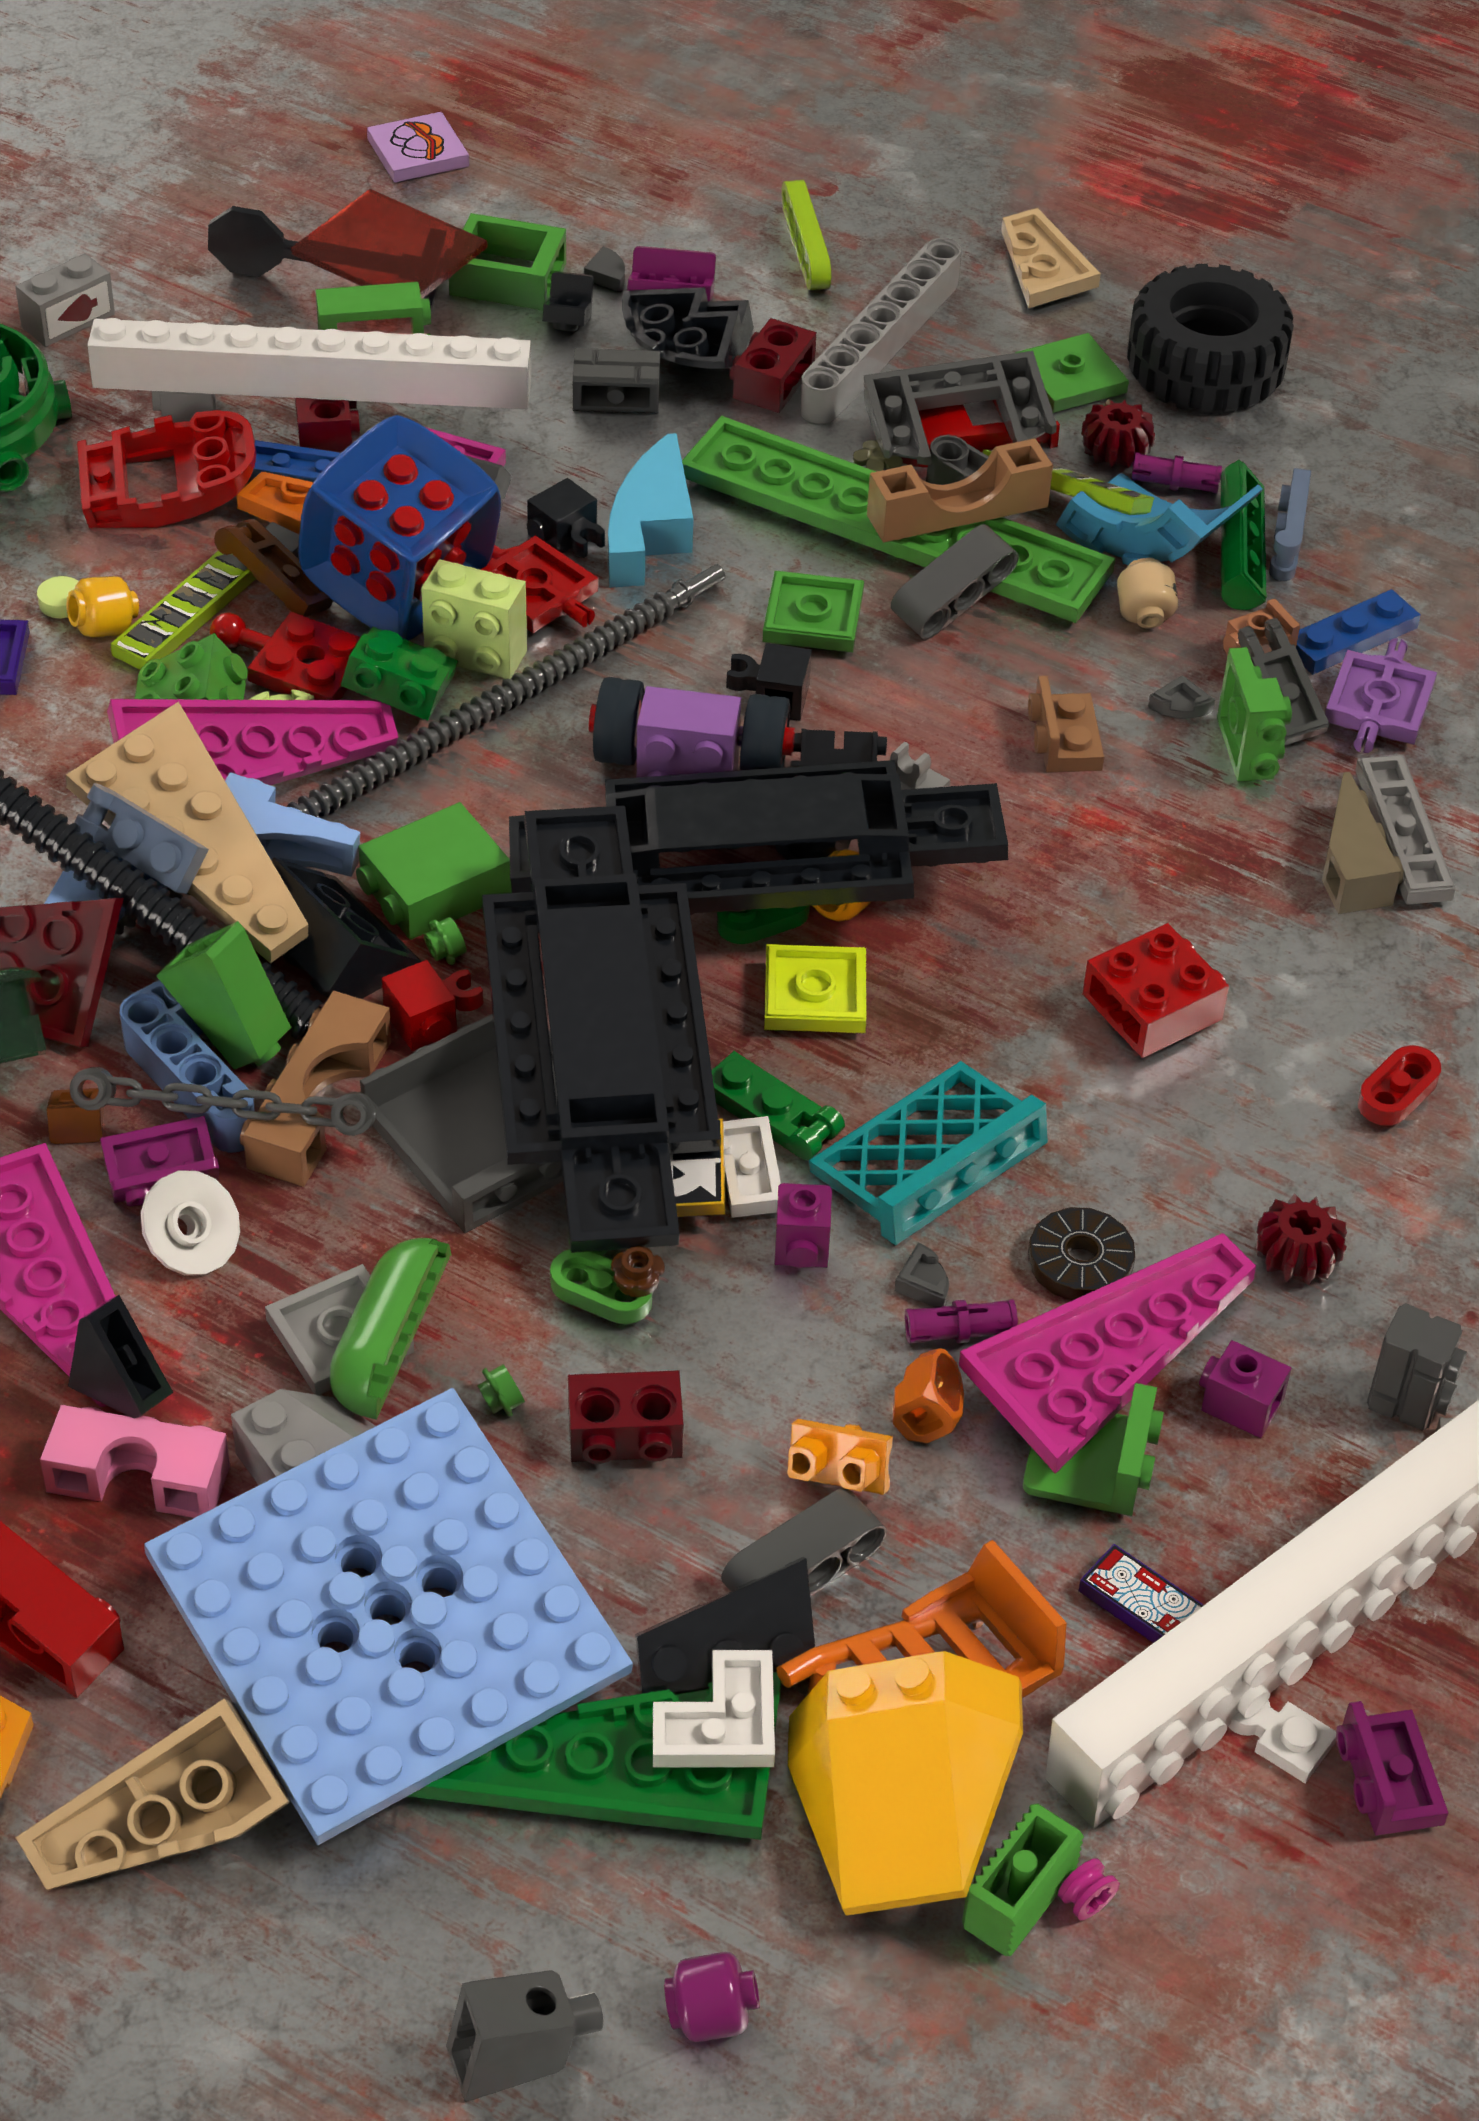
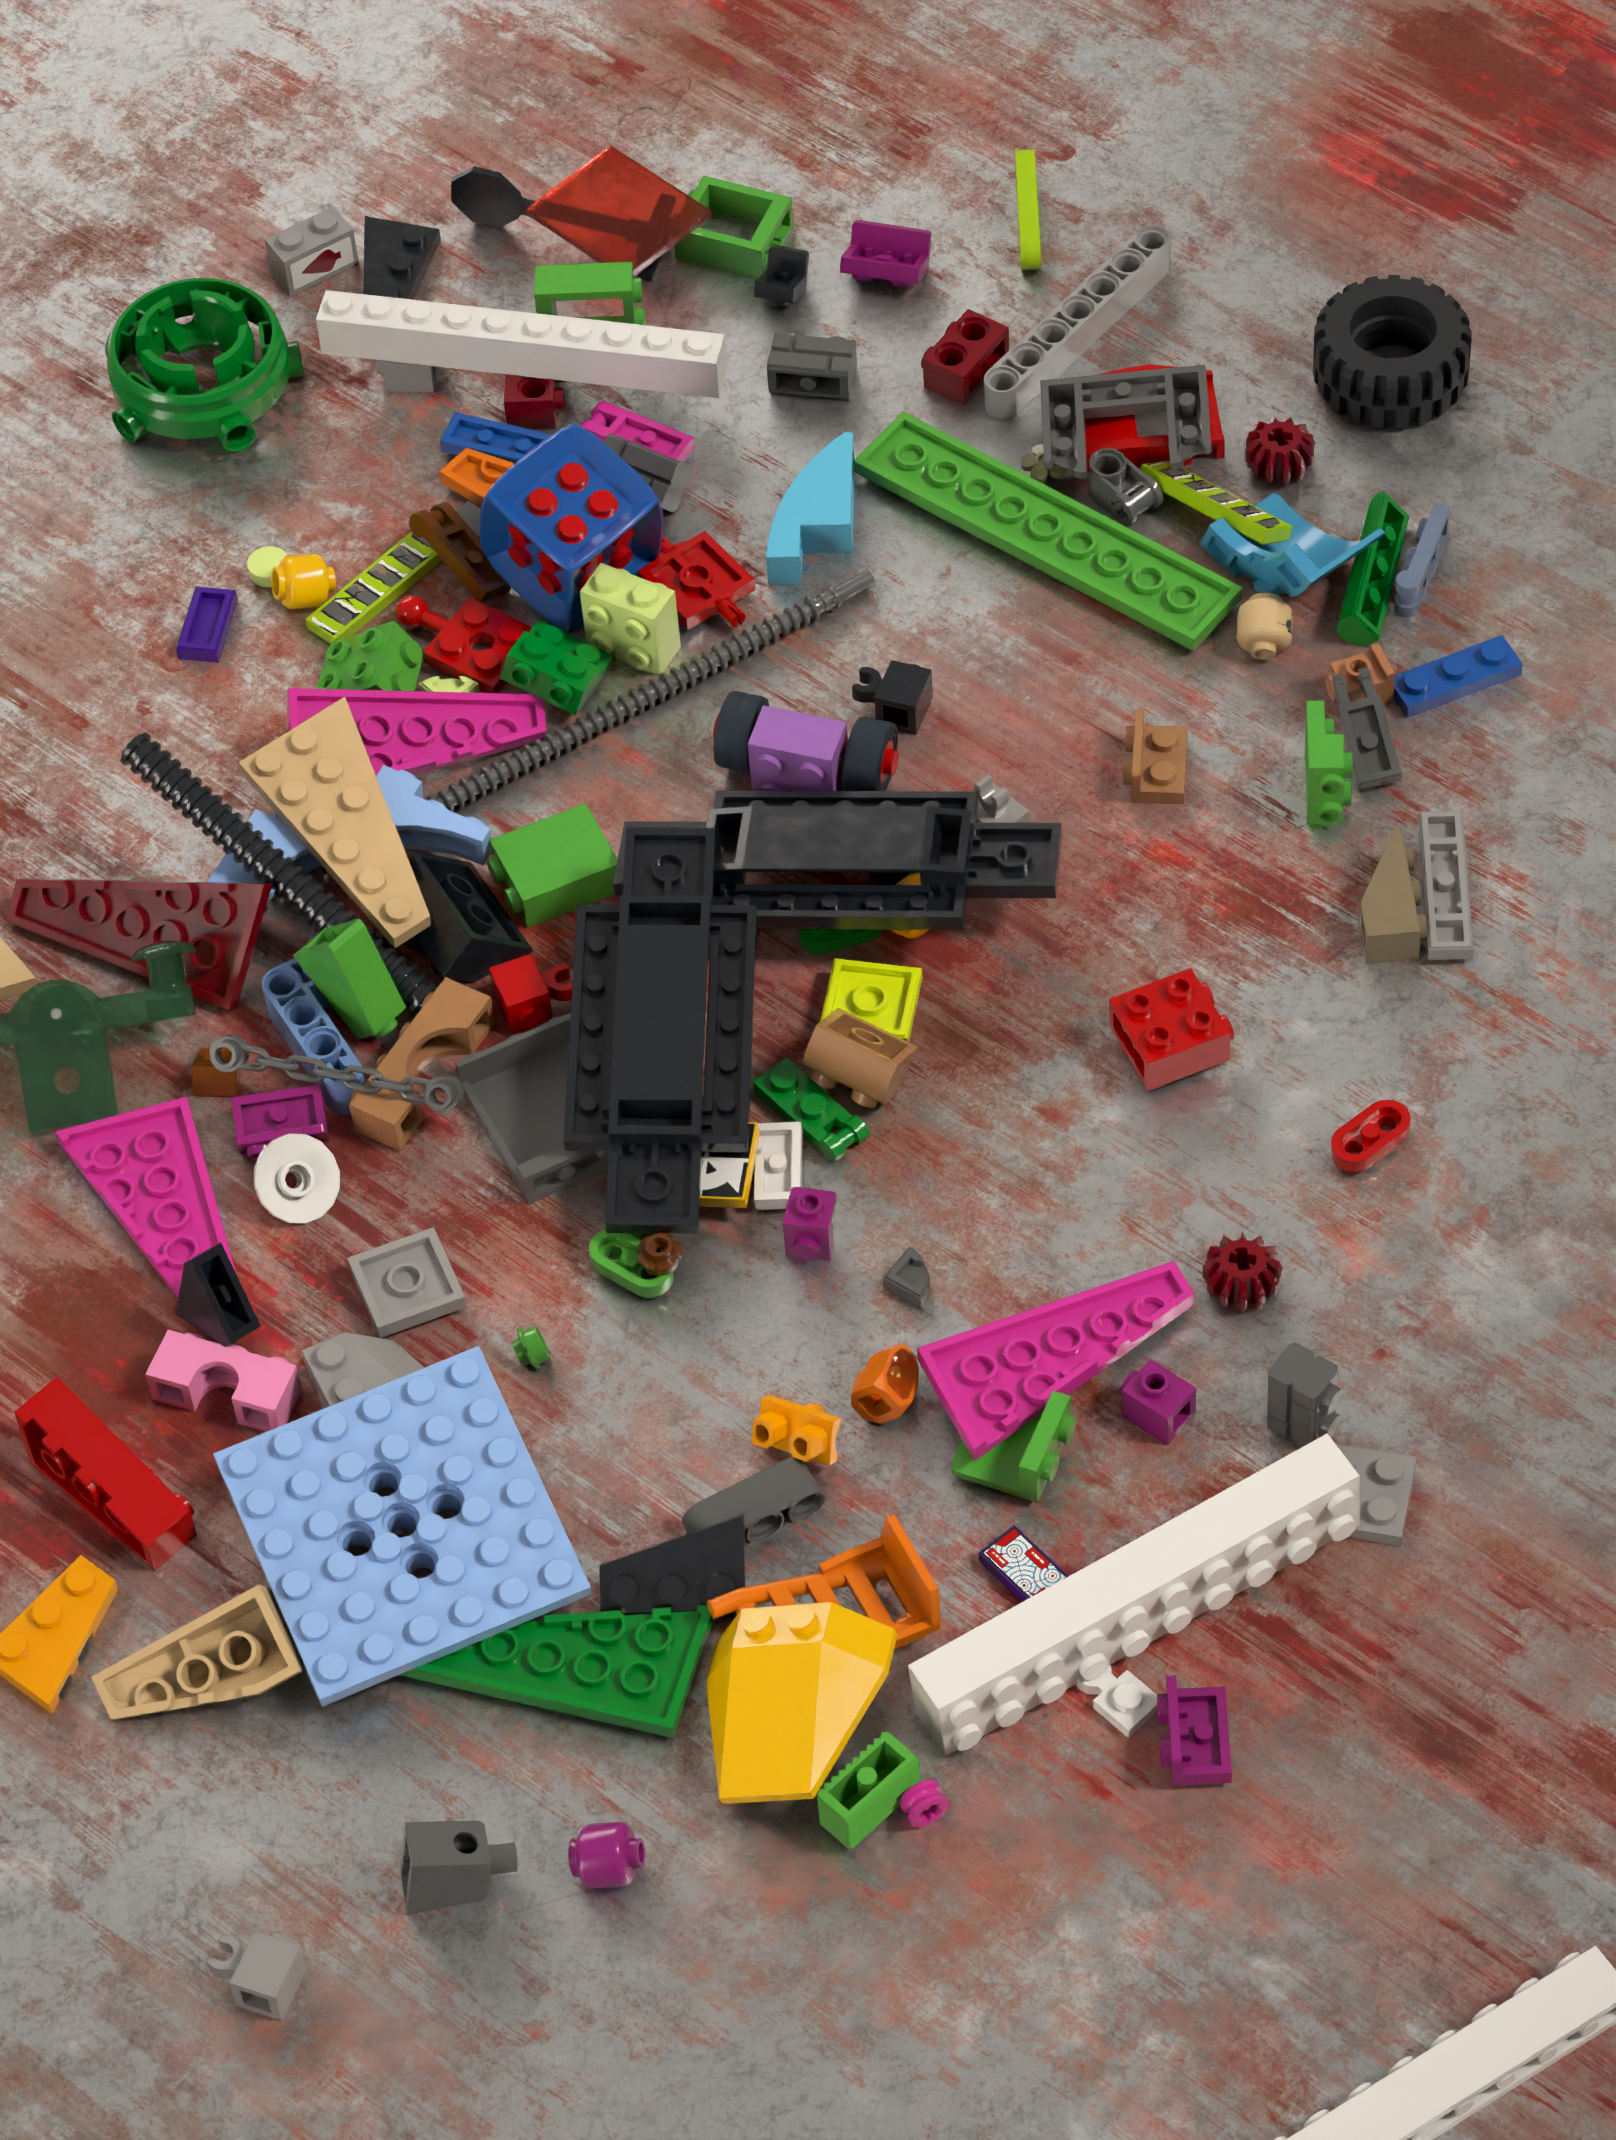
camera: 15 degrees right, 5 degrees up
(142, 839) = (294, 828): sand blue plate -> none
(156, 295) = (396, 257): none -> black wing
(212, 465) = (421, 440): red slope -> none
(385, 1323) = (443, 1281): bright green brick -> none
(418, 147) = (672, 87): lavender tile -> none
(445, 940) = (554, 933): bright green plate -> none
(565, 518) = (735, 514): black brick -> none
(607, 269) = (828, 238): dark grey tile -> none
(614, 1413) = (629, 1370): dark red brick -> none
(688, 325) = (890, 312): black brick -> none
(729, 1730) = (658, 1648): white plate -> none
(813, 611) = (948, 624): bright green plate -> none
(817, 747) = (920, 772): black hinge -> none
(818, 1044) = (859, 1057): none -> medium nougat brick
(954, 581) = (1082, 605): dark grey beam -> none
(955, 1168) = (958, 1181): teal fence -> none
(959, 1321) = (928, 1320): magenta pin -> none
(1008, 483) = (1149, 508): medium nougat arch -> none
(1045, 259) = (1257, 248): tan wing -> none
(1077, 372) = (1254, 377): bright green plate -> none
(1085, 1230) = (1045, 1246): tile -> none
(1176, 473) = (1326, 496): magenta pin -> none
(1181, 700) = (1273, 737): dark grey tile -> none
(1380, 696) = (1460, 747): medium lavender plate -> none

